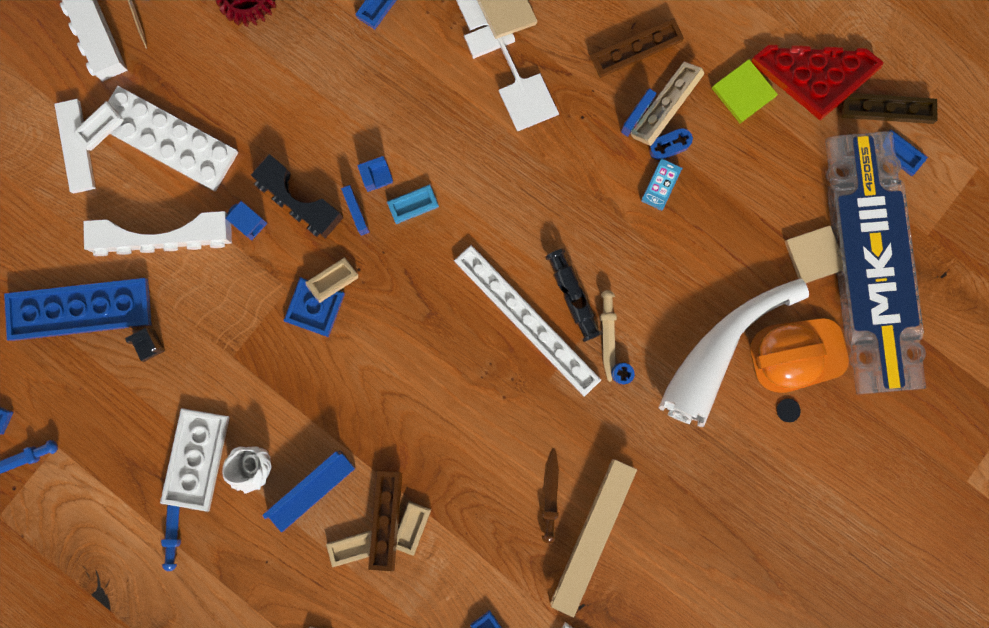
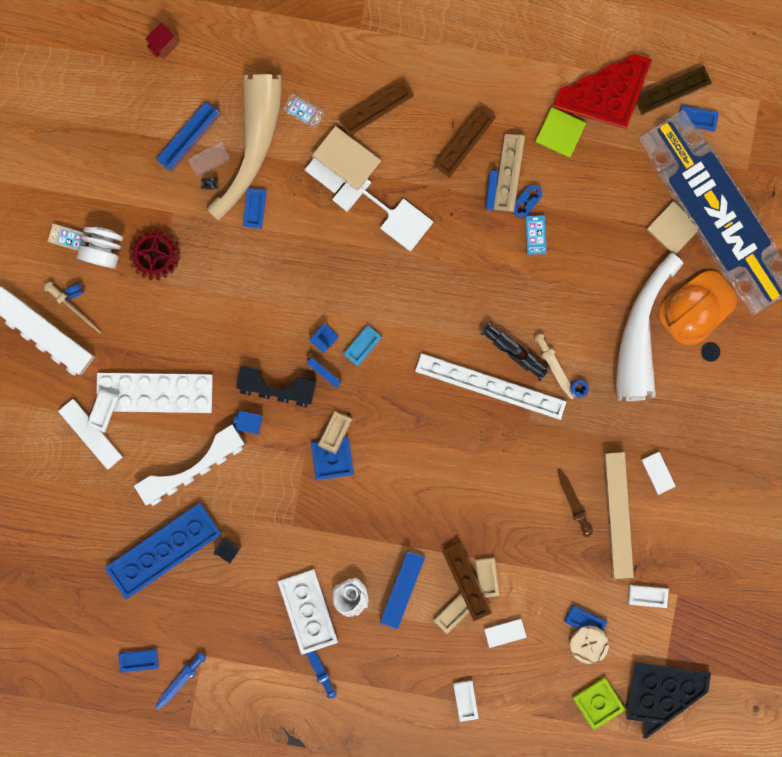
camera: 30 degrees left, 5 degrees up
(397, 601) = (505, 633): none -> white tile
(662, 513) = (658, 473): none -> white tile

